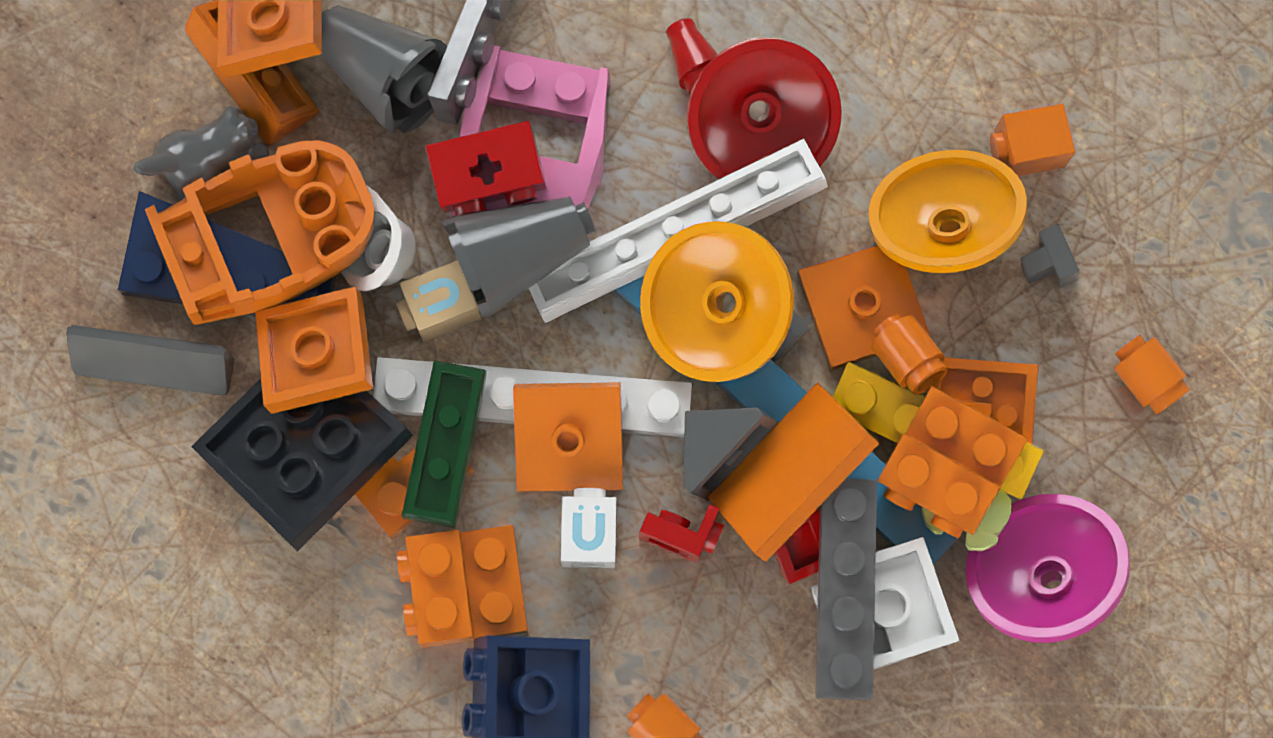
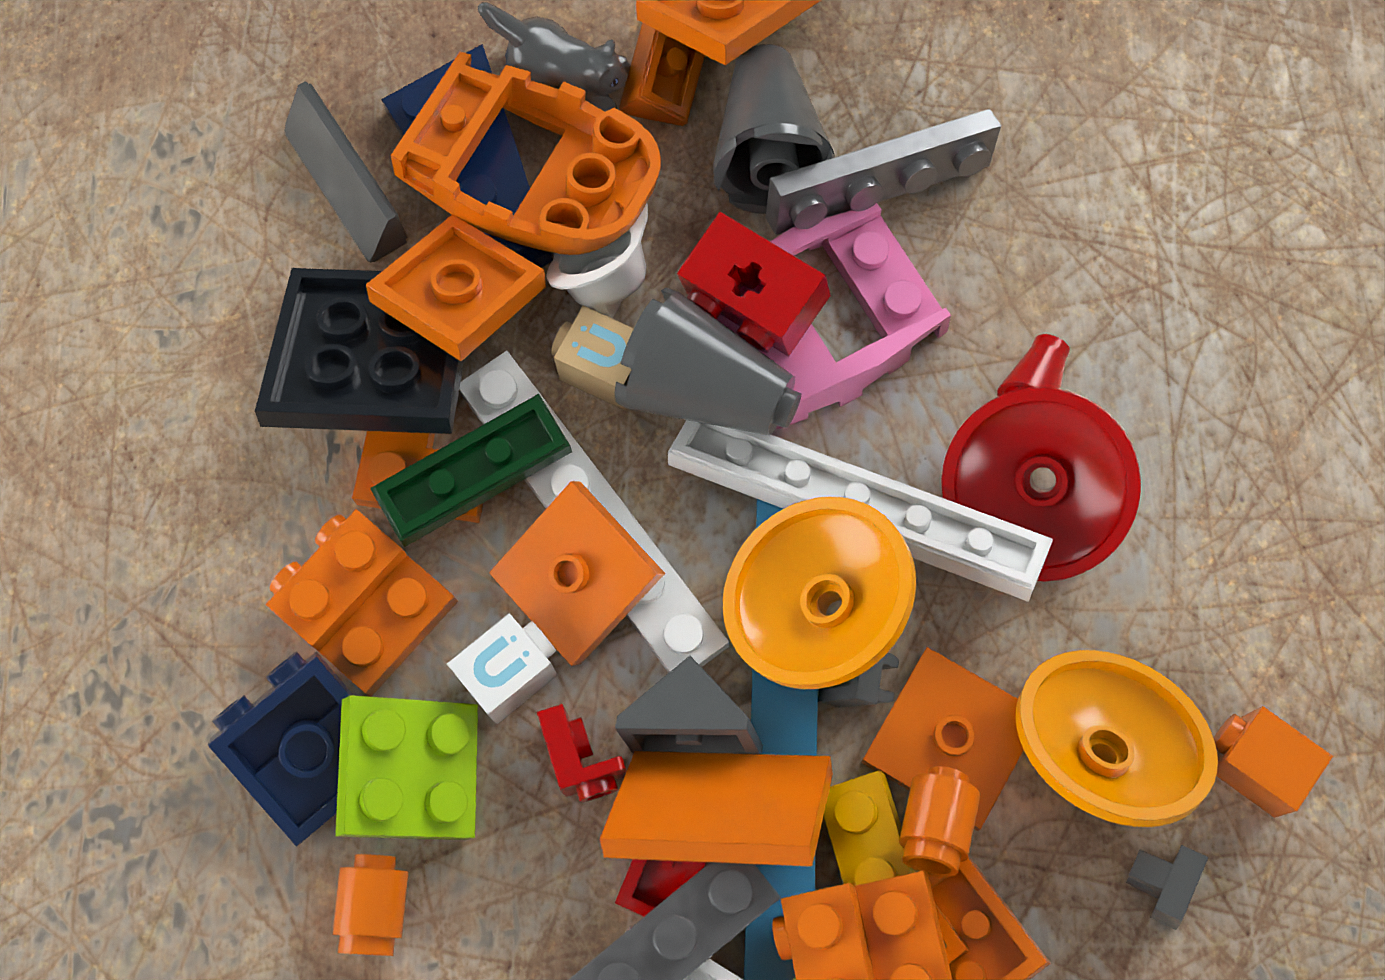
camera: 55 degrees right, 5 degrees down
(602, 640) = (407, 769): none -> lime plate

